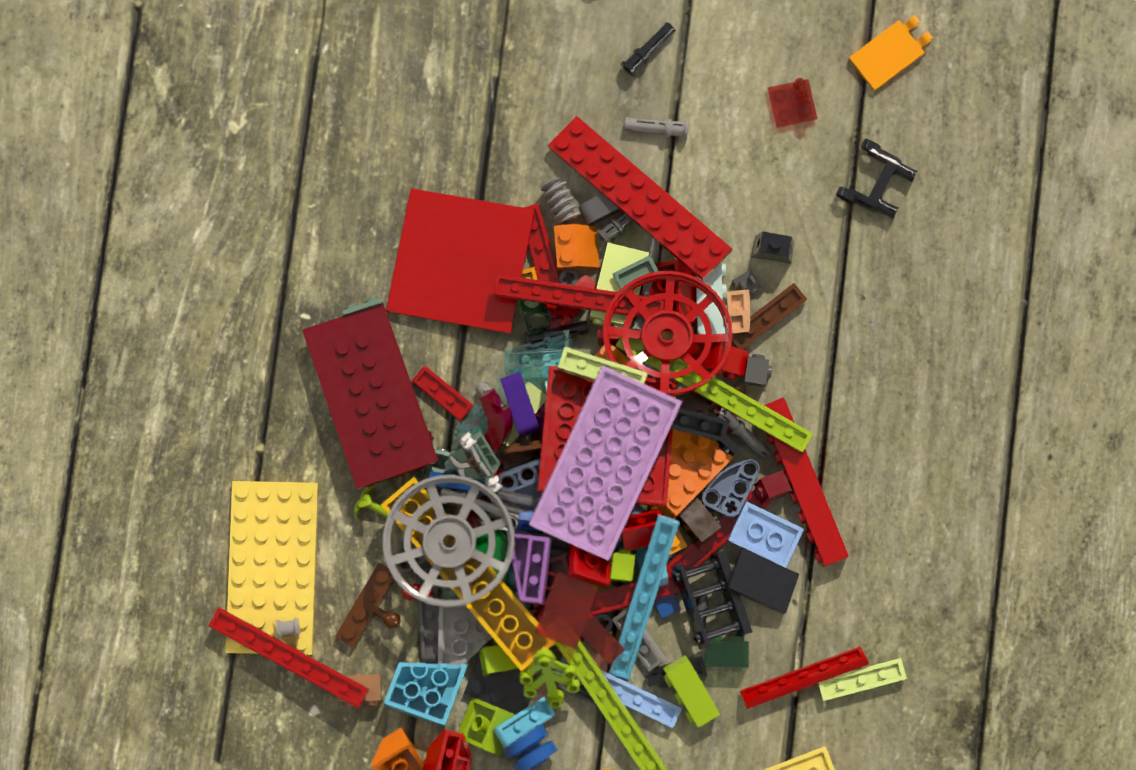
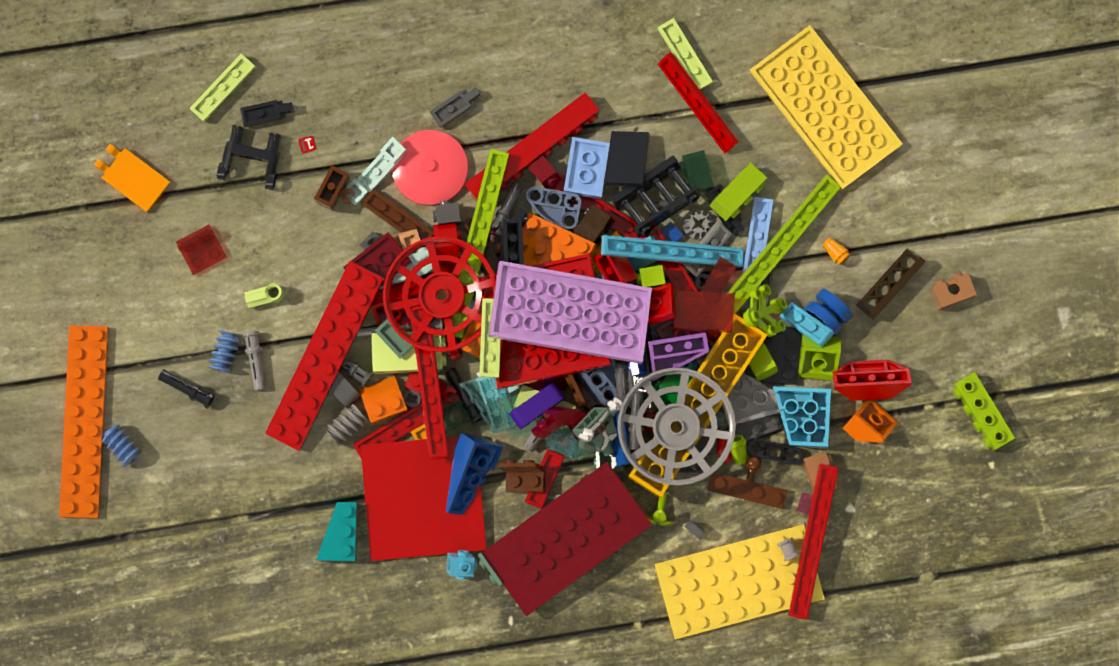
camera: 110 degrees left, 0 degrees up
(334, 662) = (804, 503): none -> clear pink tile
(340, 535) = (694, 529): none -> flat silver tile
(377, 279) = (461, 564): none -> medium azure brick
(410, 635) = (790, 449): none -> black beam
(412, 607) = (739, 450): none -> lime cone
(446, 165) = (341, 535): none -> teal wedge
(449, 371) = (524, 477): none -> reddish brown bracket
(478, 317) = (470, 465): none -> blue wedge
(672, 628) = (688, 223): none -> light grey gear
(674, 96) = (224, 351): none -> medium blue piece
(723, 153) = (262, 296): none -> yellowish green piece
(729, 285) = (380, 256): none -> dark red tile
(773, 247) = (335, 230): black torso -> none
(813, 367) = (431, 168): none -> coral dish
(817, 257) = (333, 188): none -> reddish brown brick
(823, 307) = (376, 171): none -> light aqua slope
(873, 412) = (454, 106): none -> dark grey hinge
(876, 245) = (307, 144): none -> red sticker
(922, 209) = (265, 112): none -> black hinge
(962, 171) = (222, 87): none -> yellowish green plate

